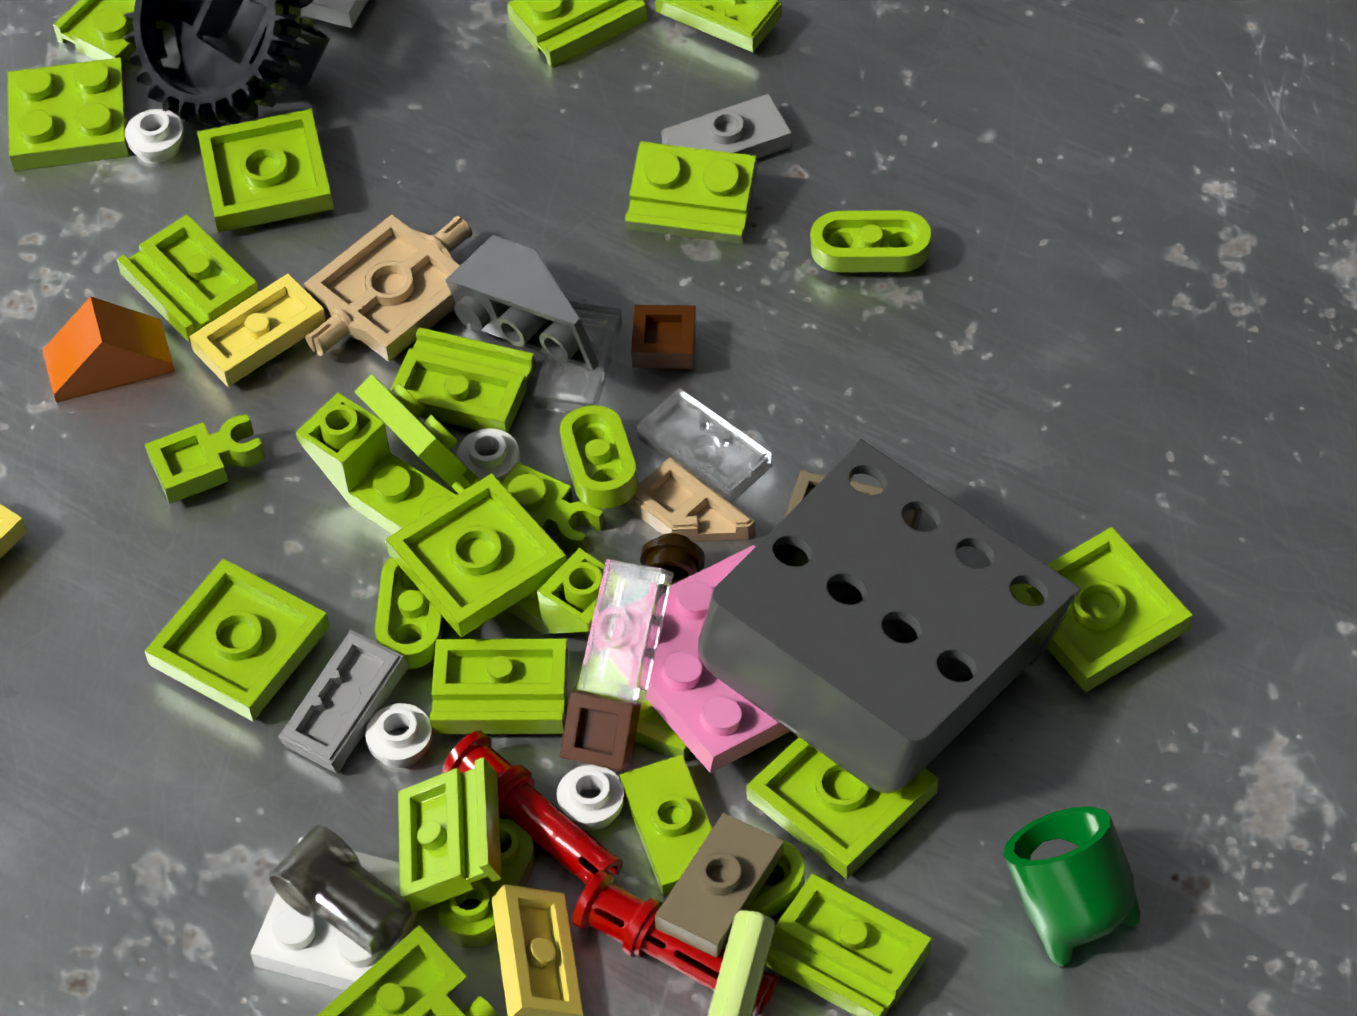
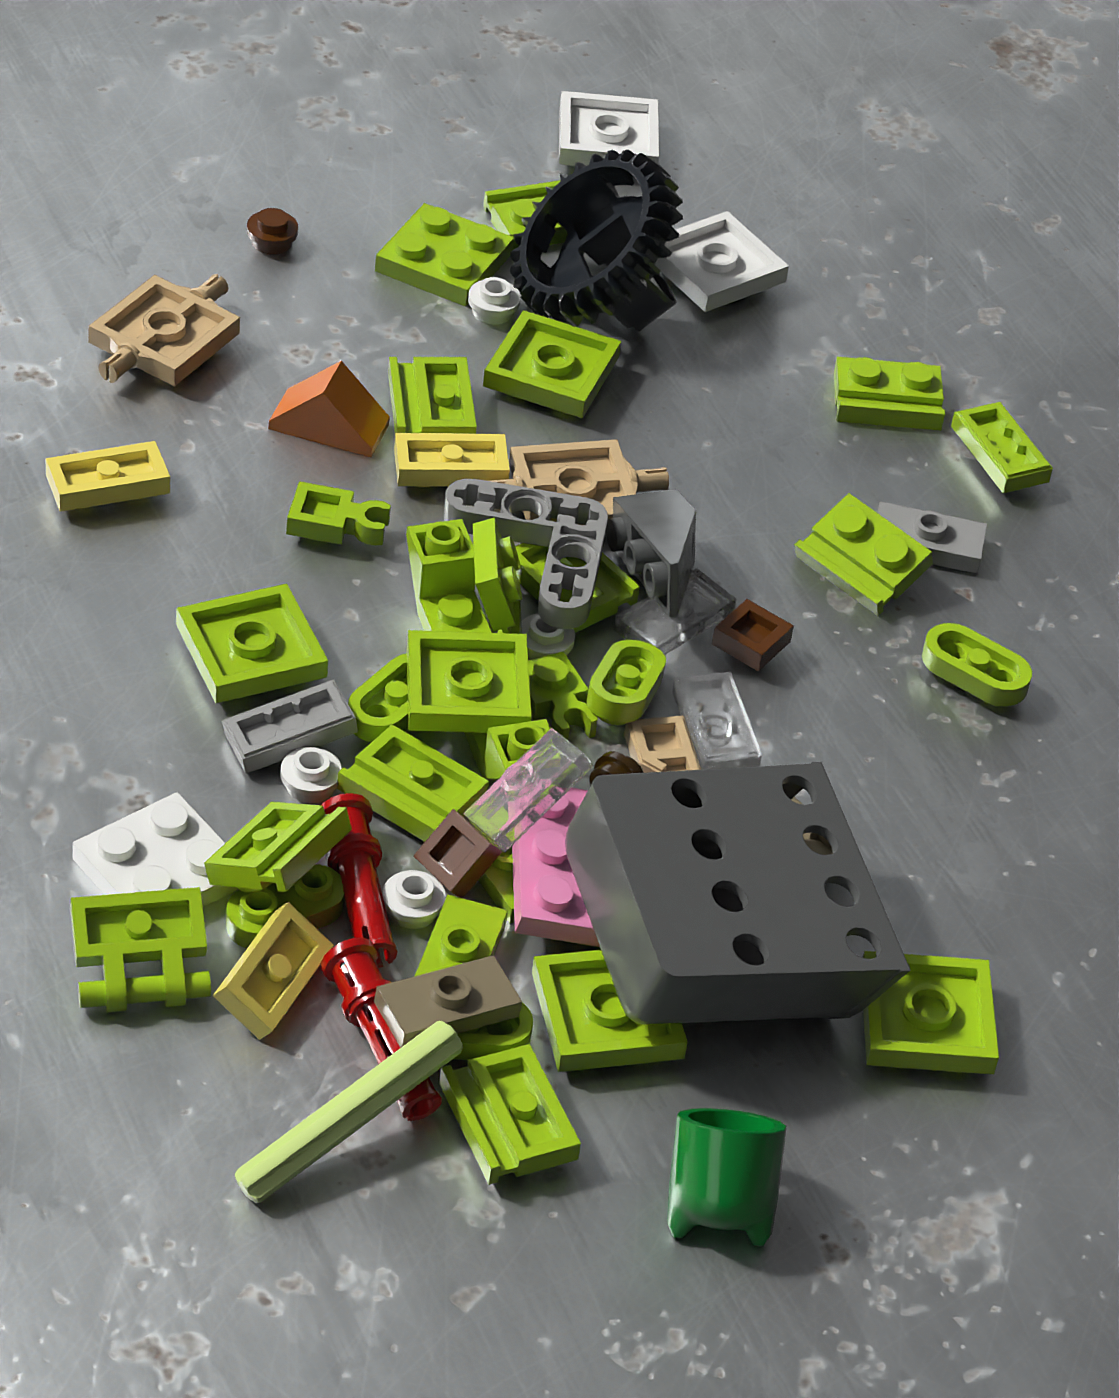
camera: 25 degrees right, 10 degrees down
(328, 880) = (163, 822): clear smoke piece -> none
(433, 348) = (562, 537): none -> light grey beam

